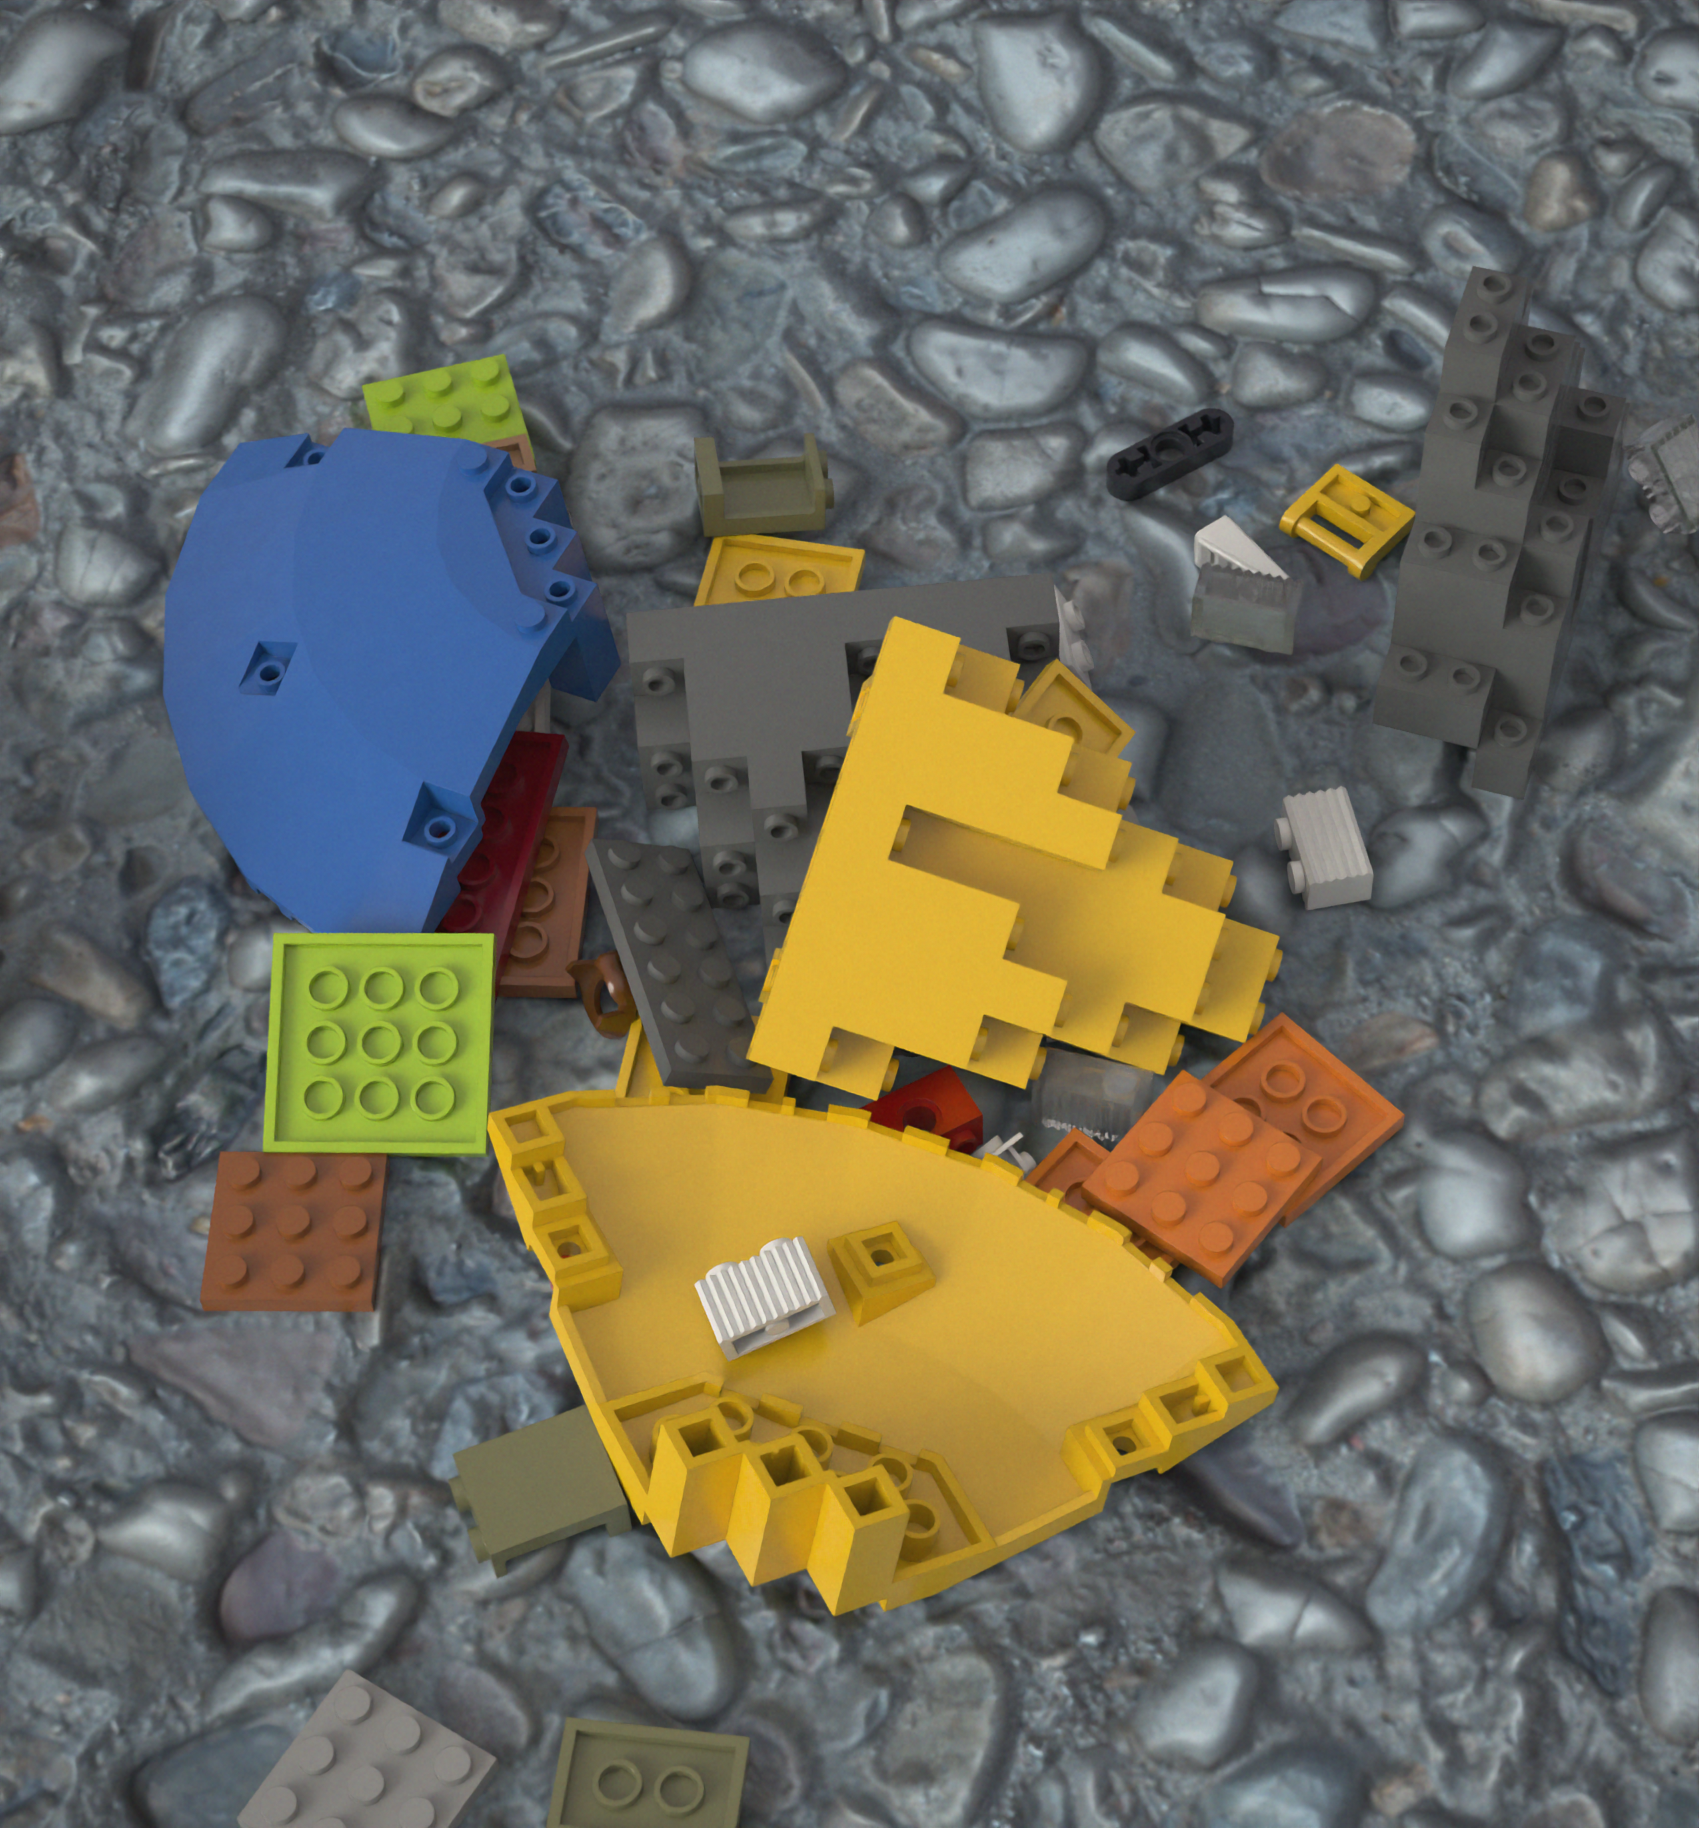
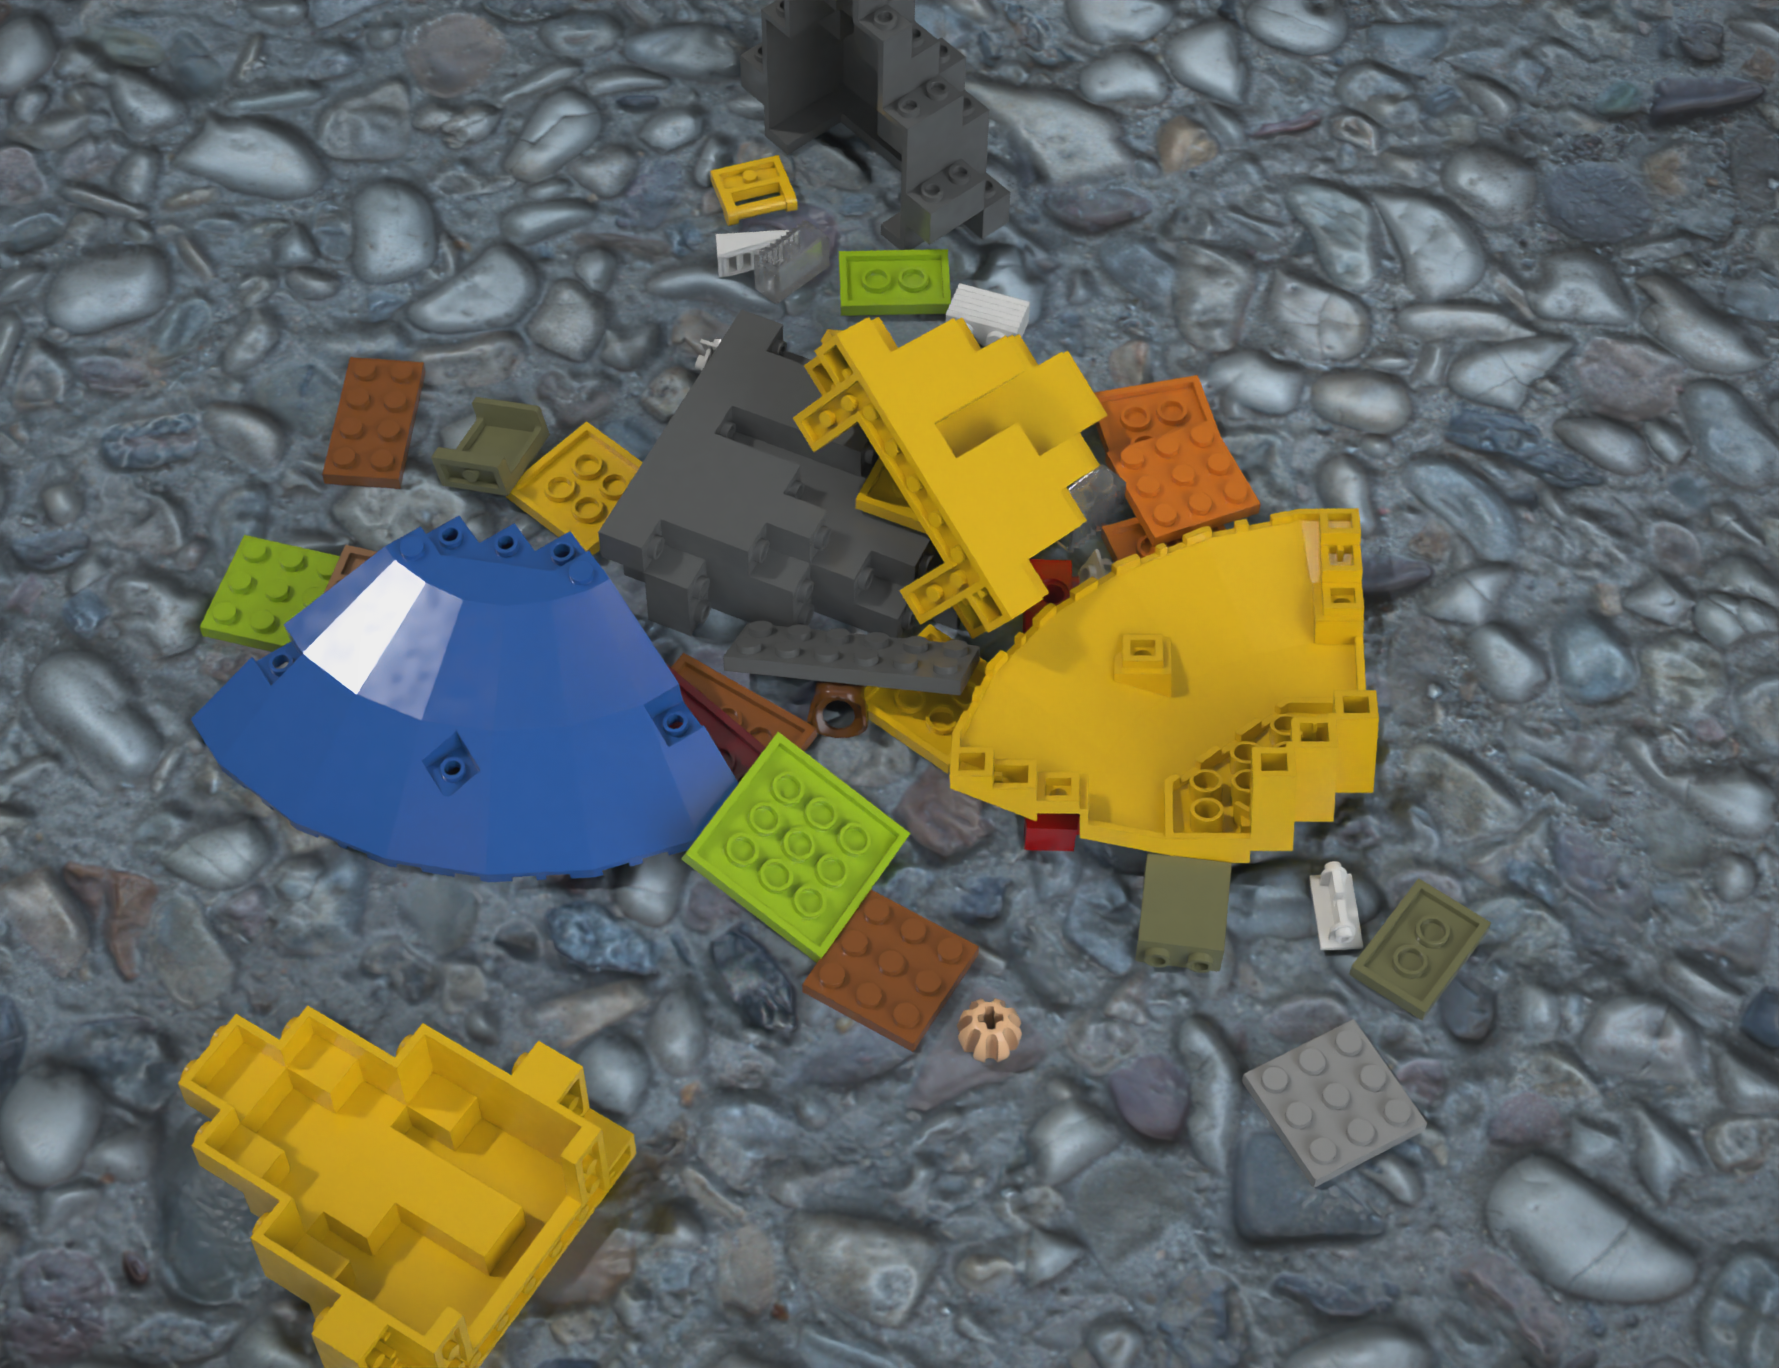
camera: 65 degrees left, 0 degrees up
(252, 1364) = (989, 1030): none -> light nougat piece
(655, 1667) = (1335, 909): none -> white hinge
(739, 376) = (374, 423): none -> dark orange plate
(764, 1297) = (1146, 717): white brick -> none
(1160, 472) = (637, 255): black beam -> none
(1312, 727) = (894, 282): none -> lime plate

